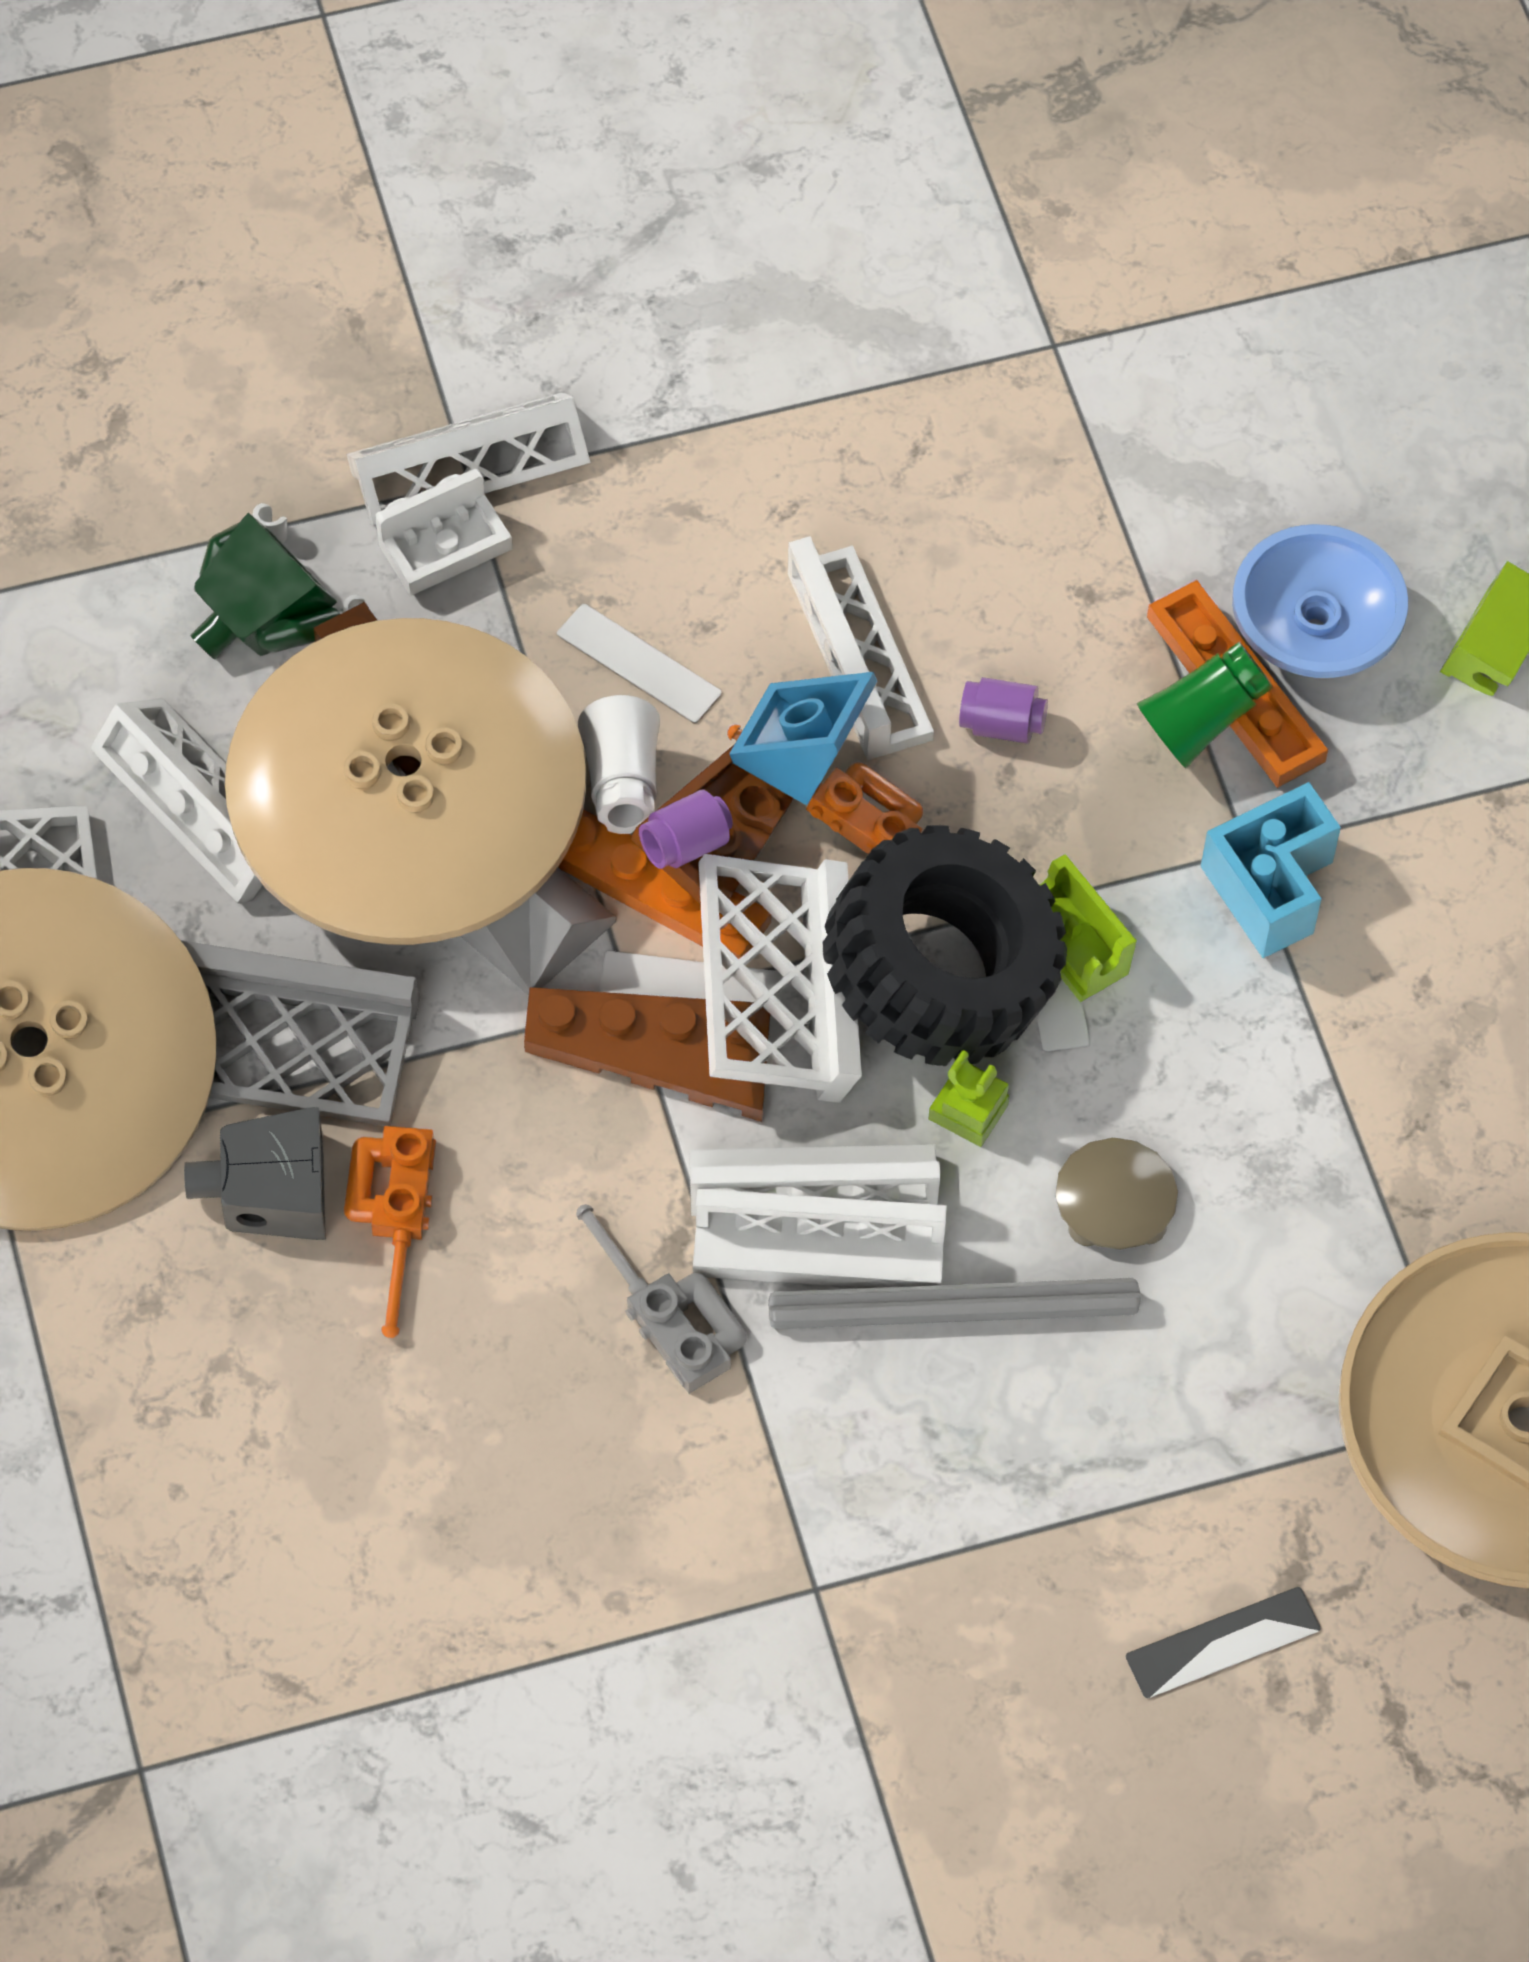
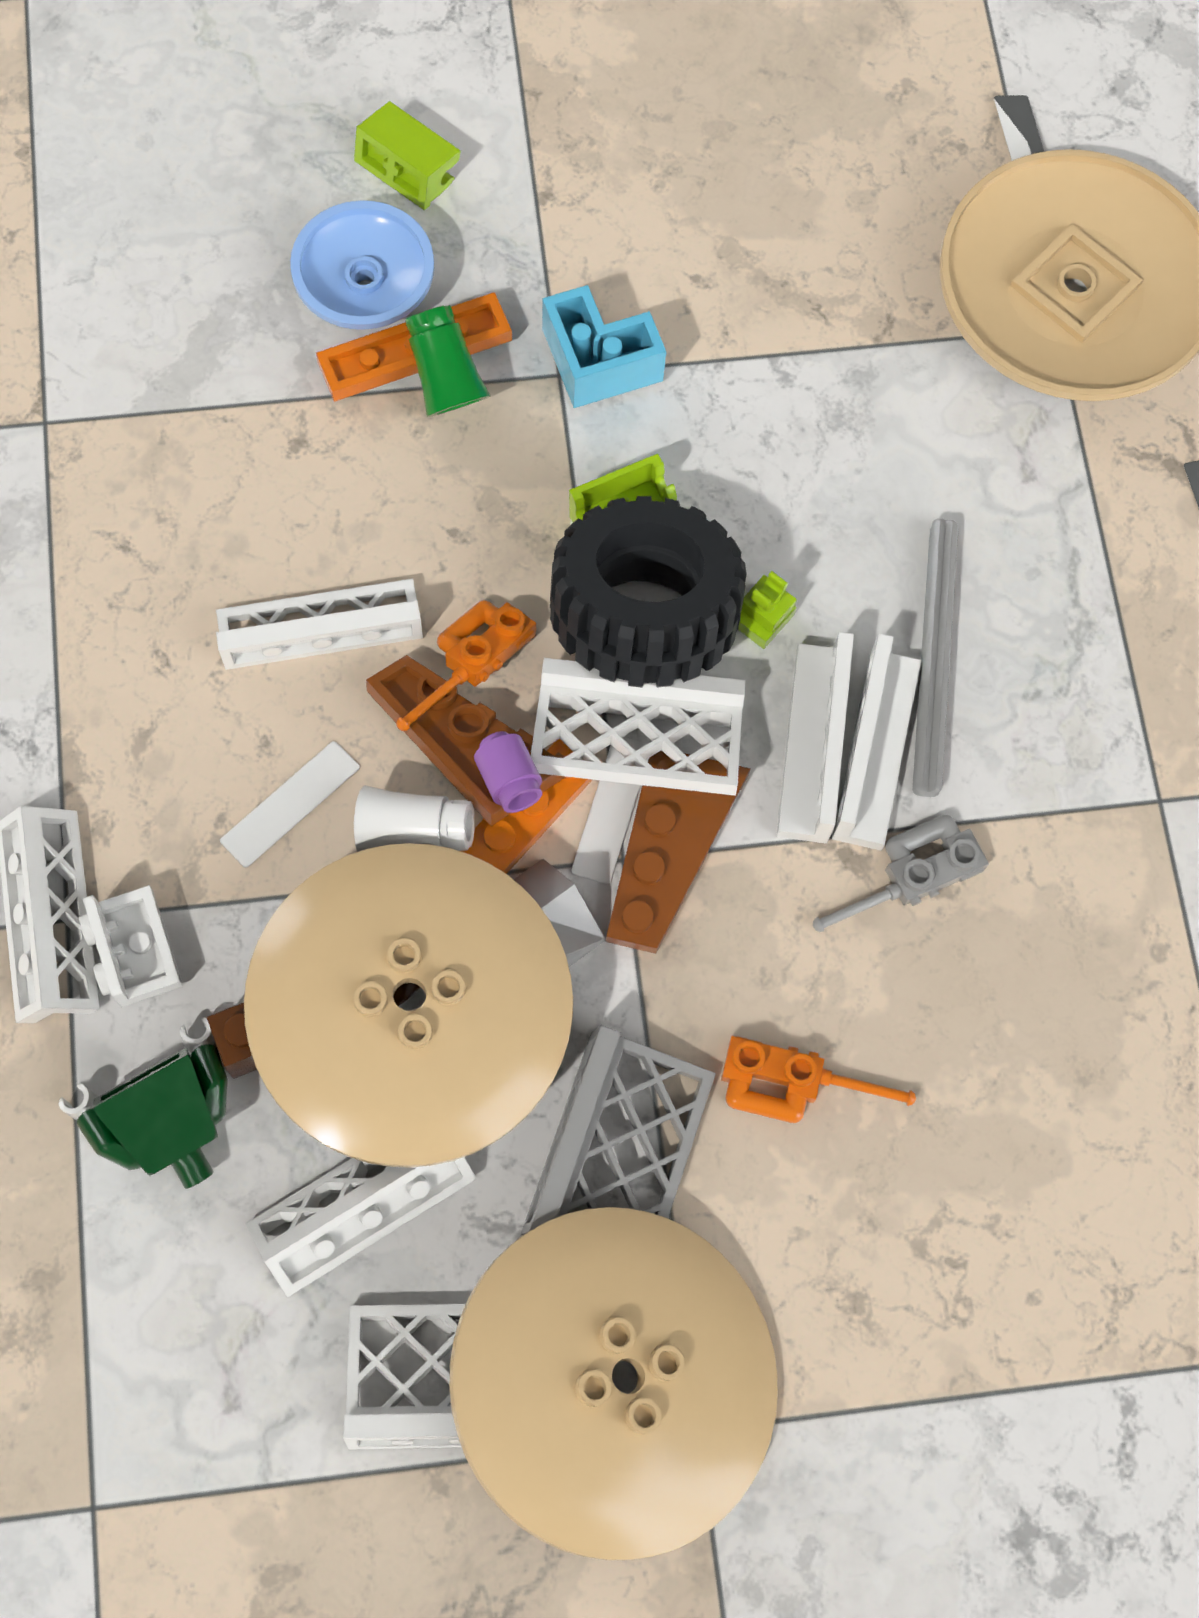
camera: 85 degrees left, 10 degrees up
(267, 1176) = (761, 1181): dark grey torso -> none
(801, 730) = (421, 661): dark azure slope -> none
(1003, 710) = (407, 520): medium lavender brick -> none
(1116, 1194) = (854, 522): dark tan dish -> none

